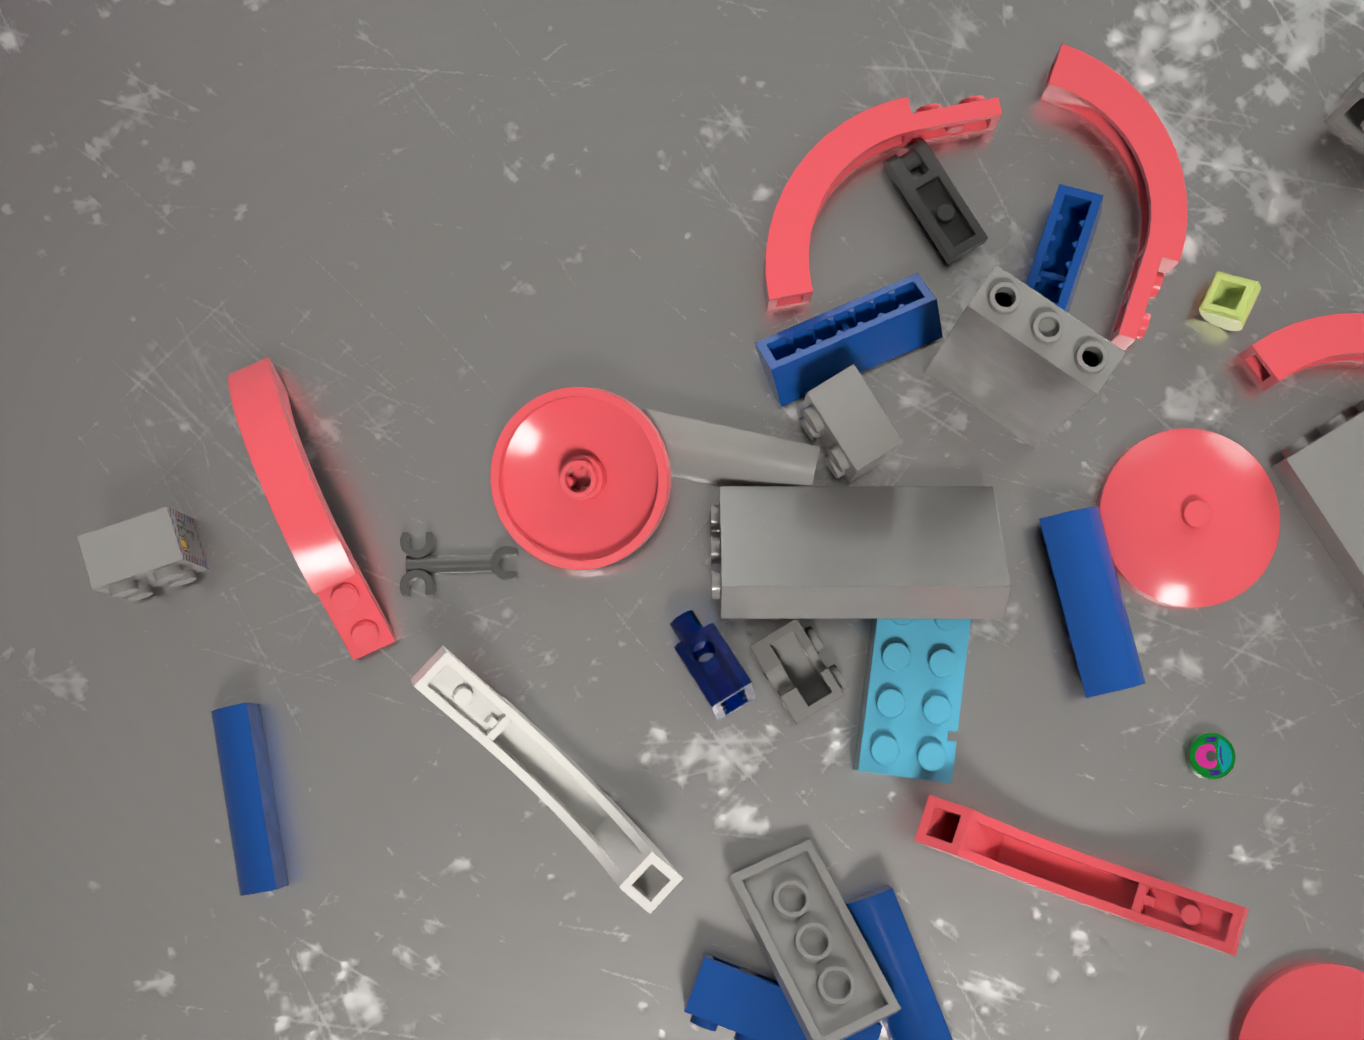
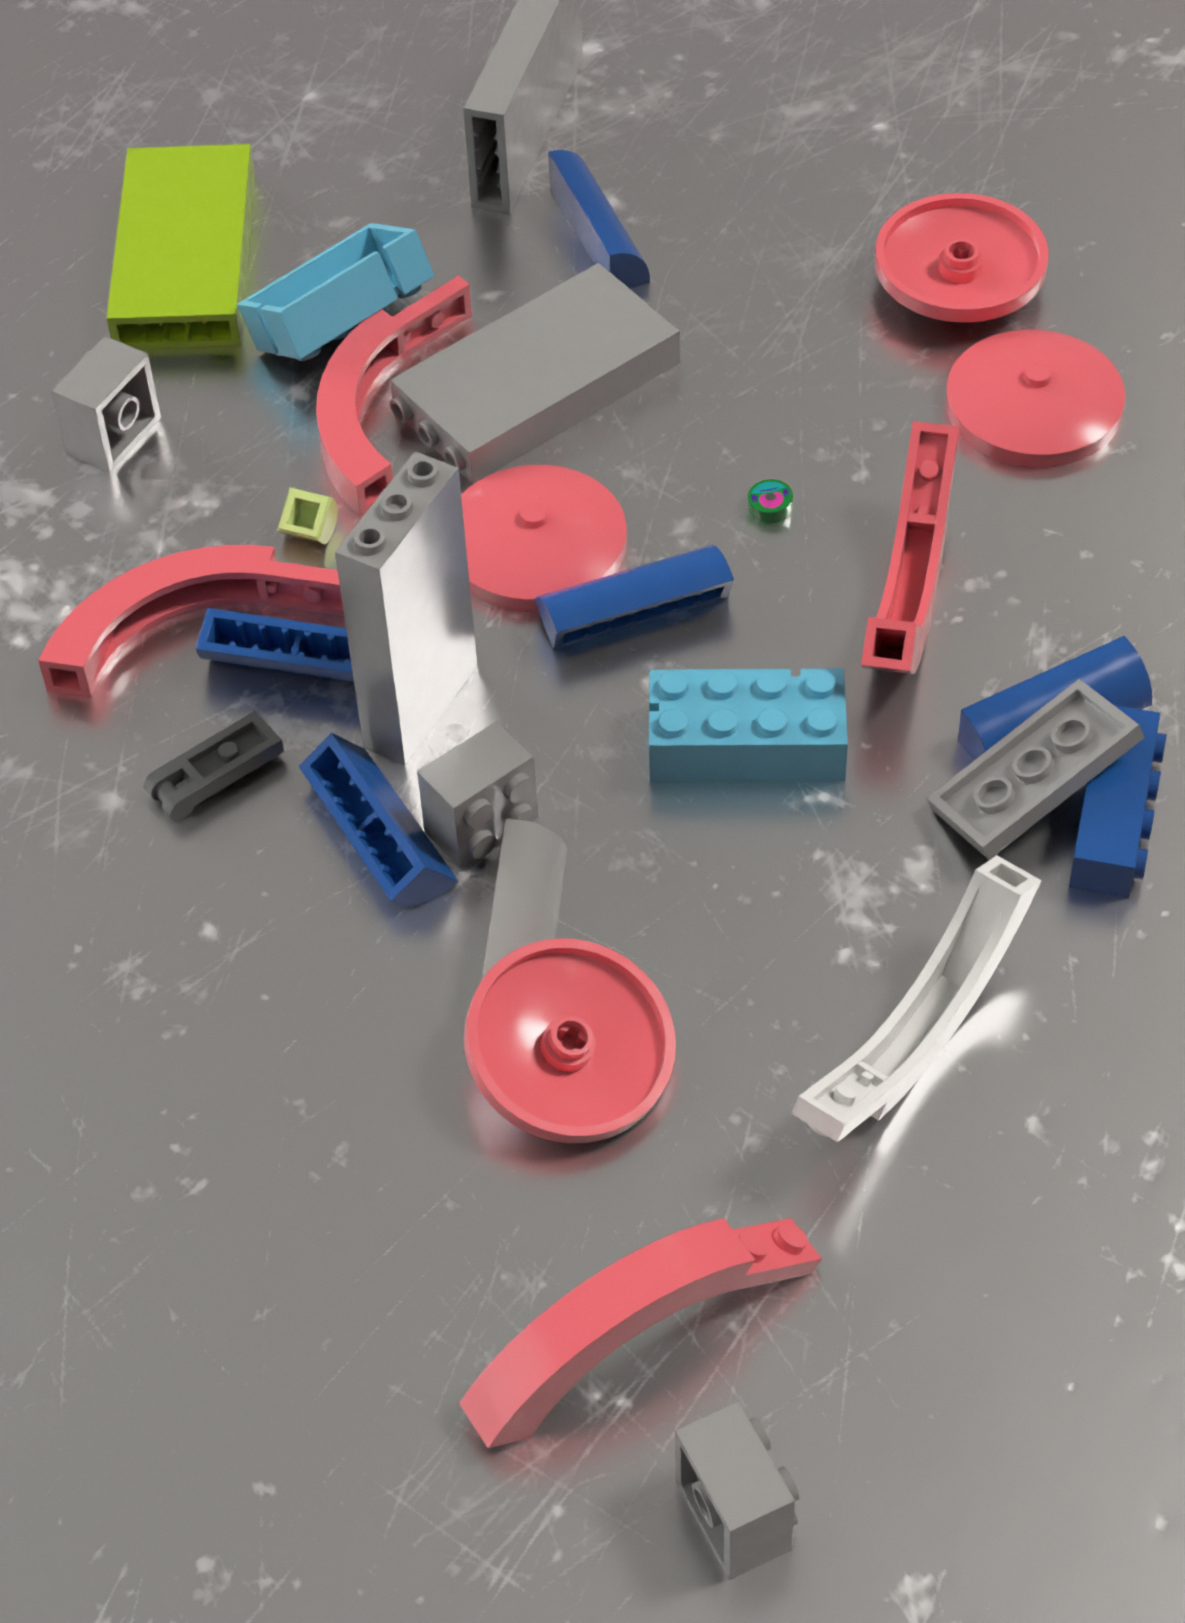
camera: 95 degrees left, 30 degrees down
(249, 798) = (1011, 1342): blue brick -> none
(422, 562) = (691, 1206): dark grey bar -> none
(721, 678) = (764, 890): clear blue torso -> none
(797, 672) = (759, 821): light grey cylinder -> none
(833, 159) = (208, 875): coral arch -> none
(858, 553) = (617, 769): light grey brick -> none

